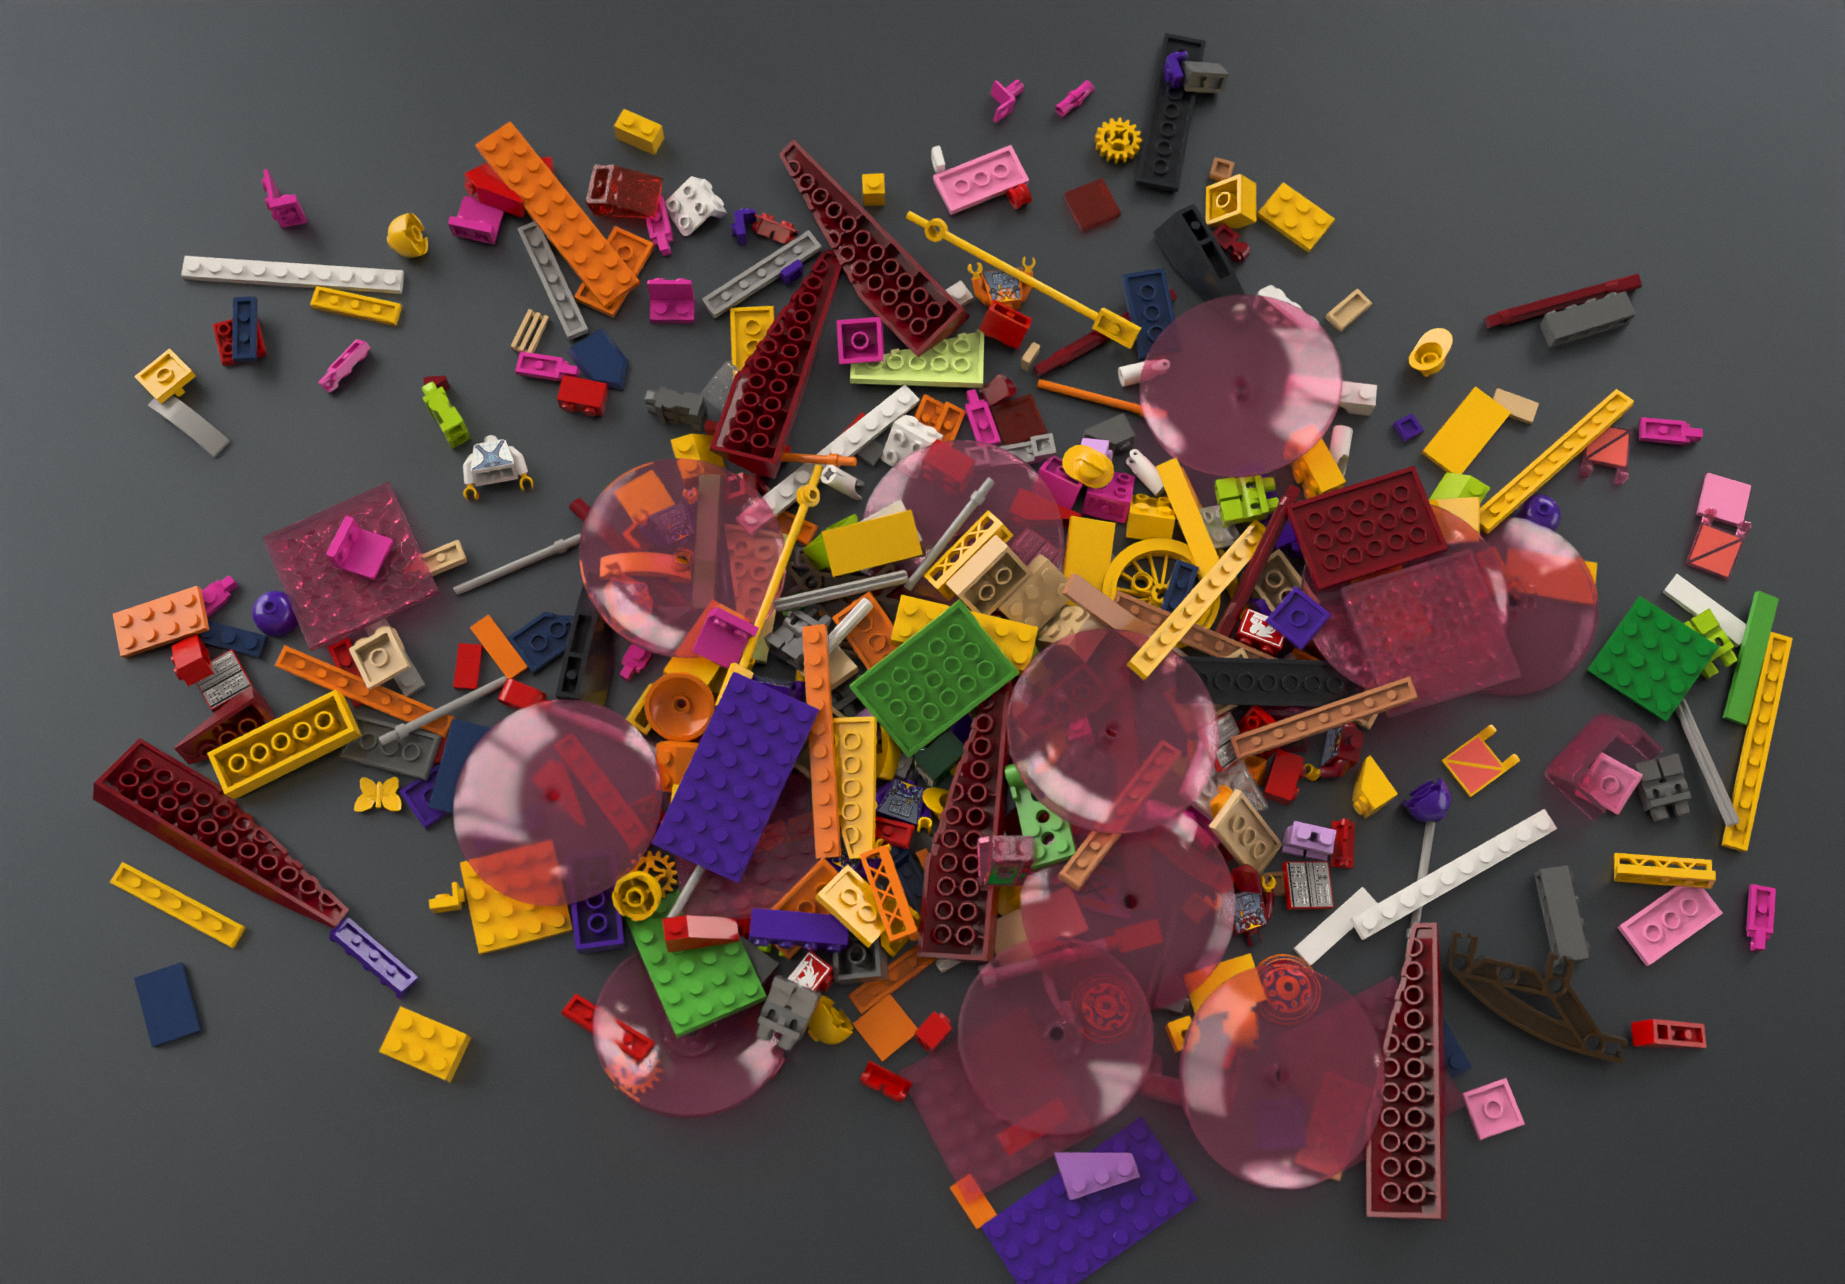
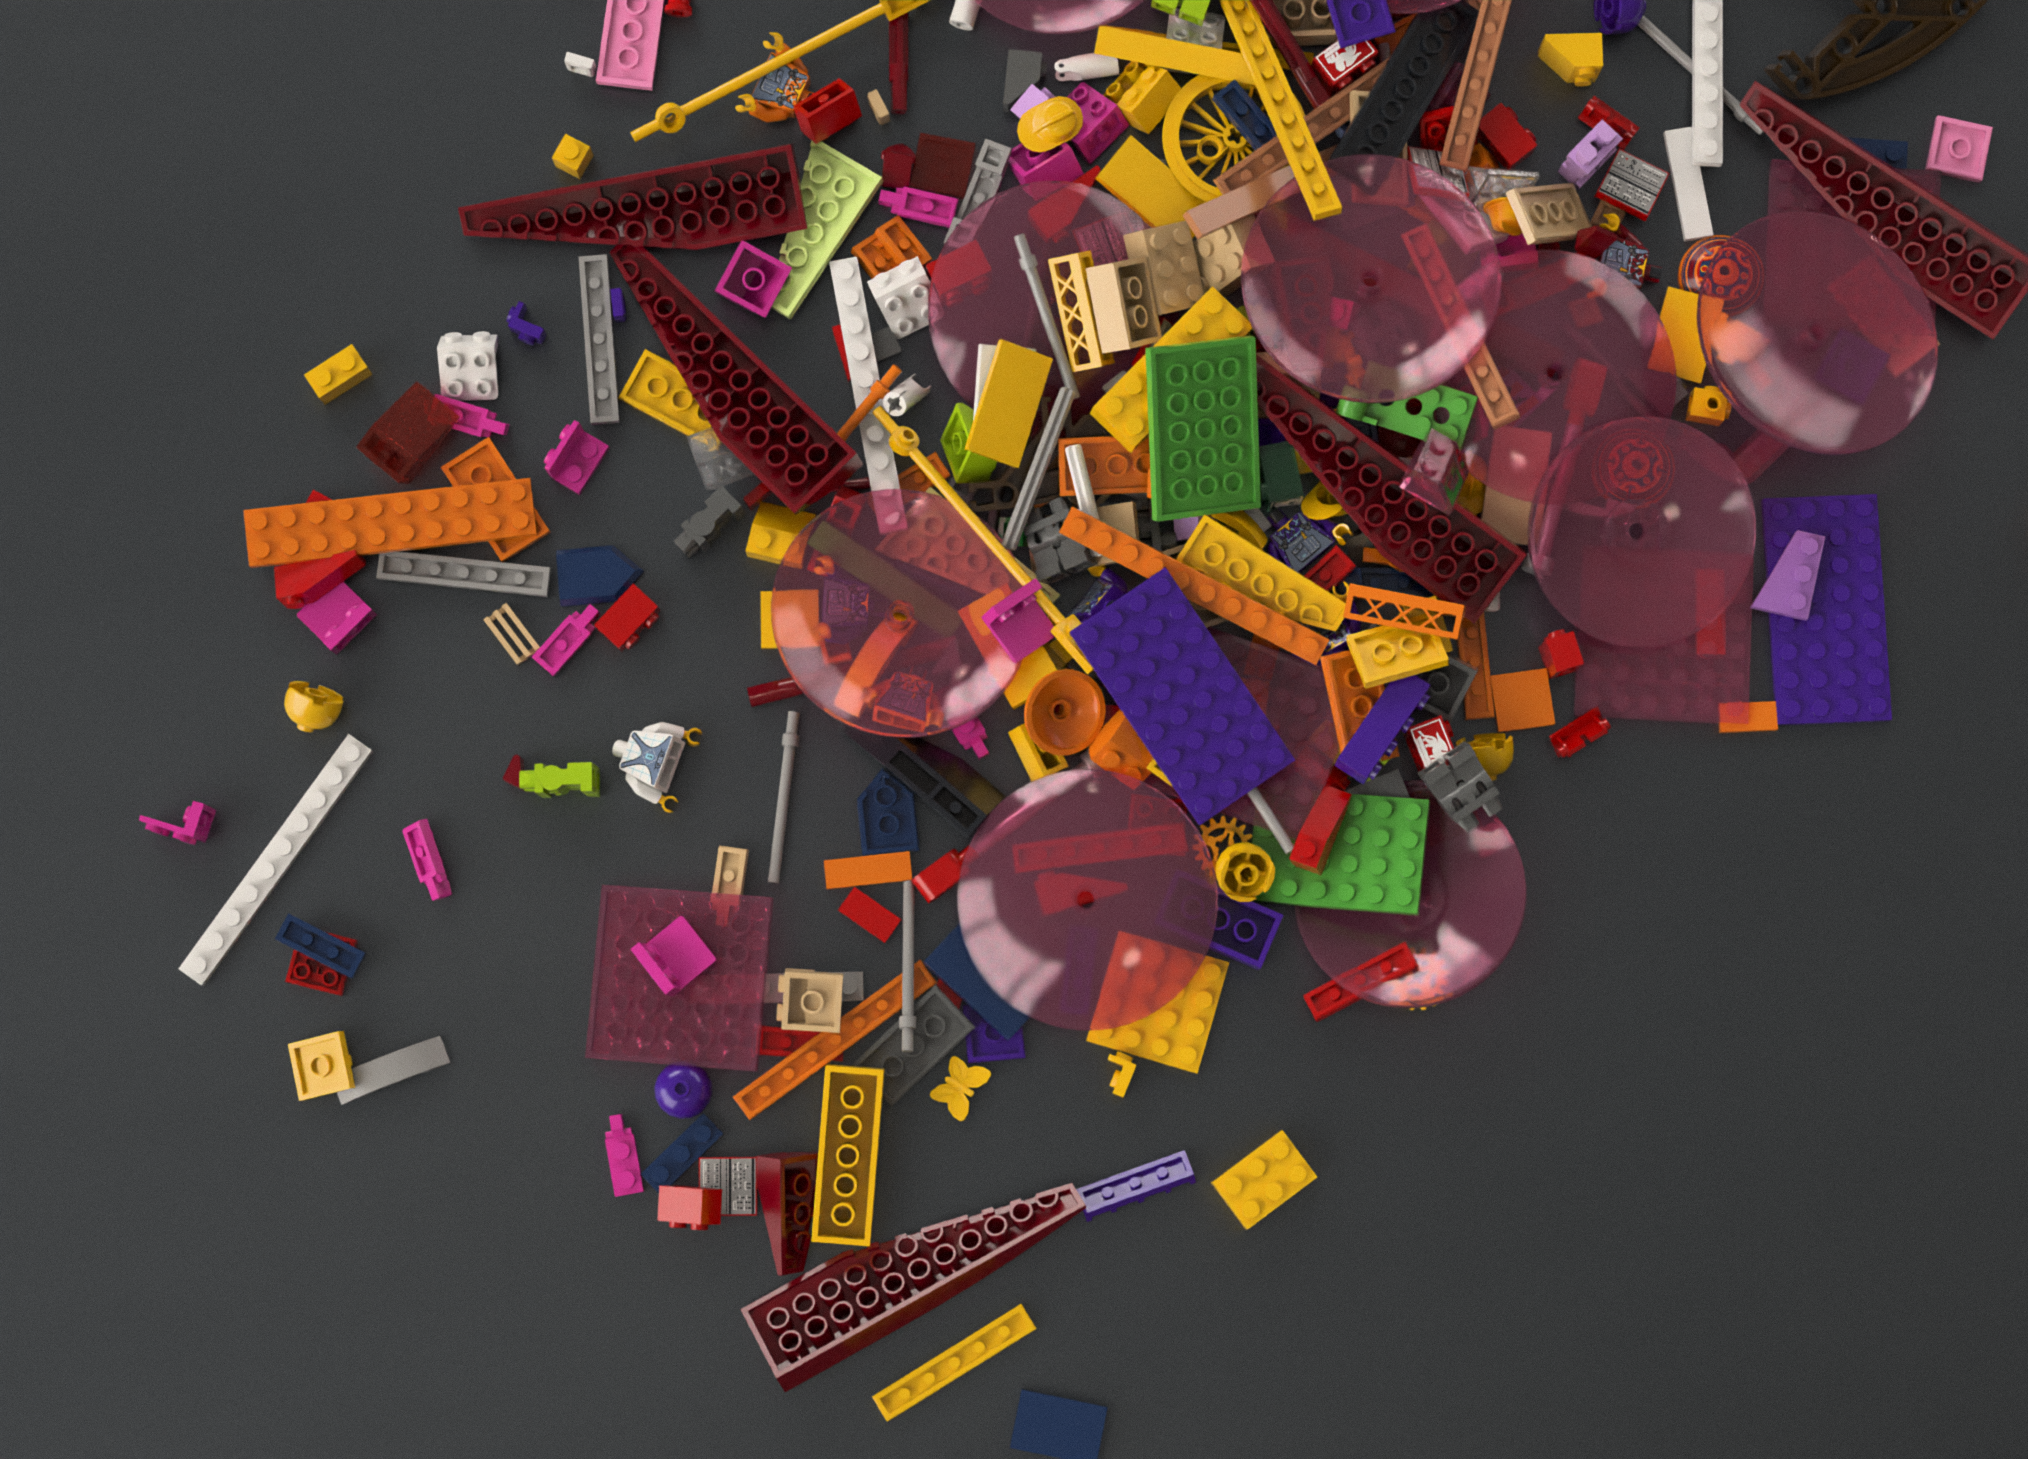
camera: 55 degrees left, 10 degrees up
(160, 622) = (619, 1218): orange plate -> none
(356, 306) = (359, 809): yellow tile -> none
(766, 225) = (558, 285): red hinge -> none
(960, 293) = (755, 138): white plate -> none
(1089, 396) = (963, 71): orange bar -> none
(1260, 606) = (1316, 43): dark purple tile -> none
(1339, 754) = (1517, 65): dark red torso -> none

